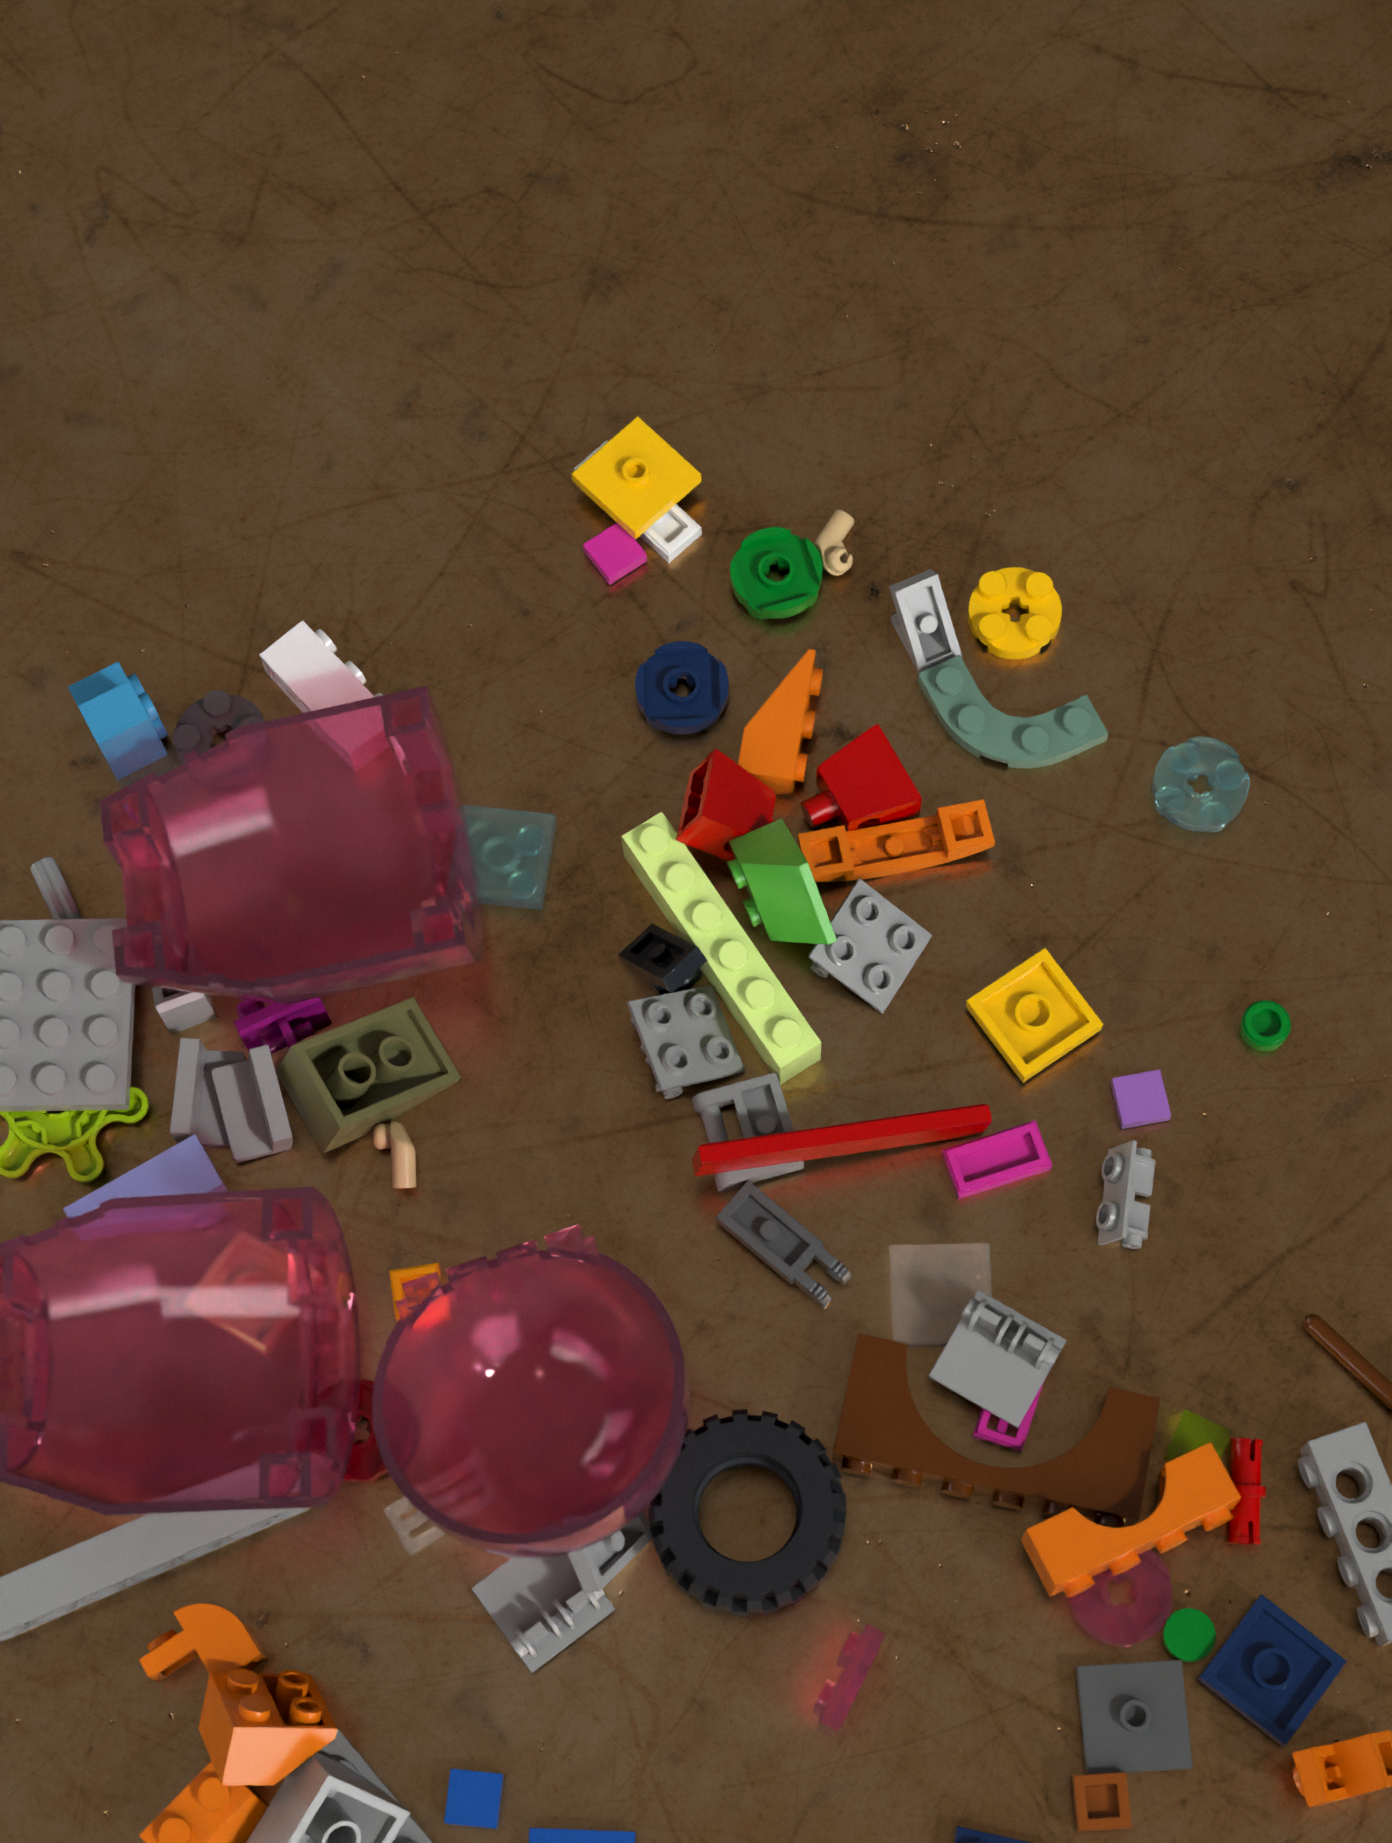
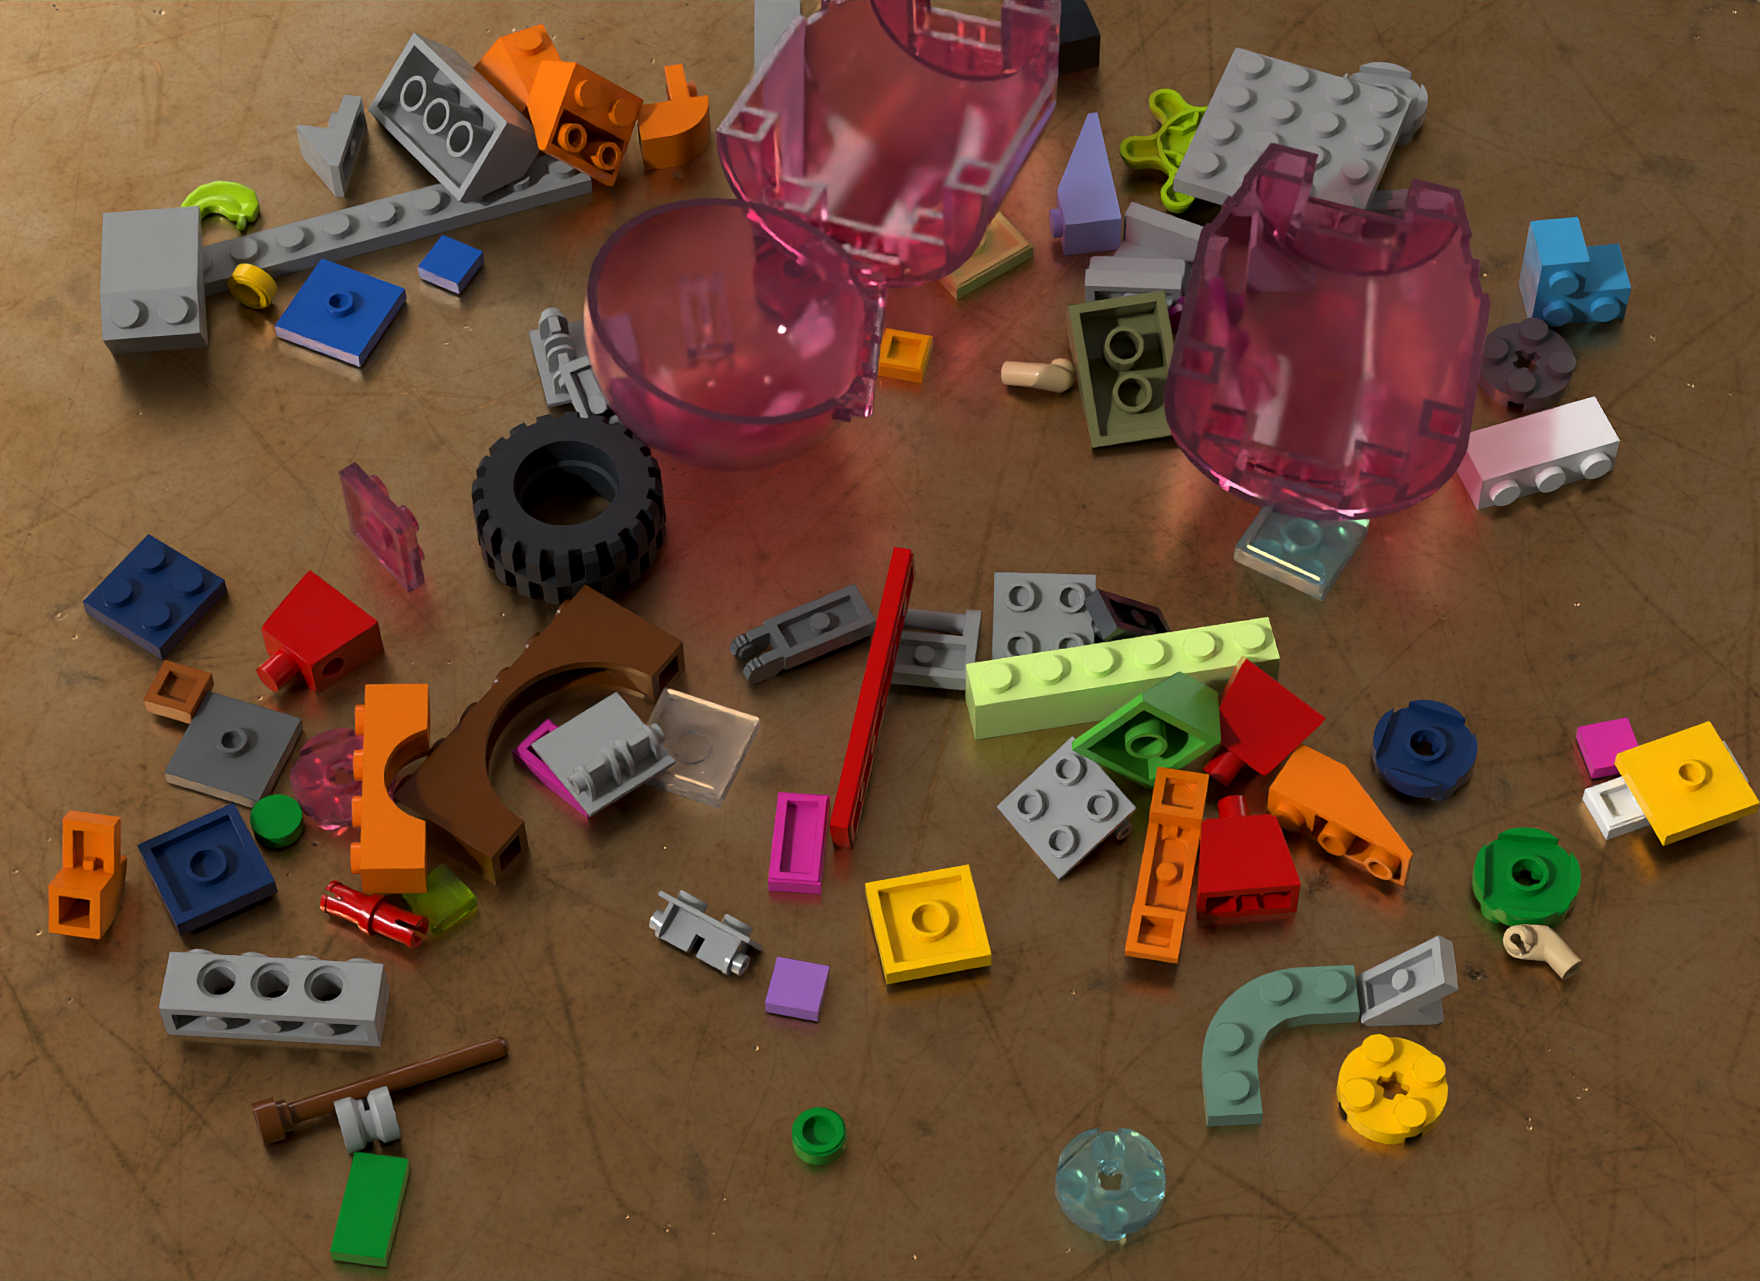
camera: 110 degrees right, 15 degrees down
(987, 1696) = (317, 637): none -> red torso

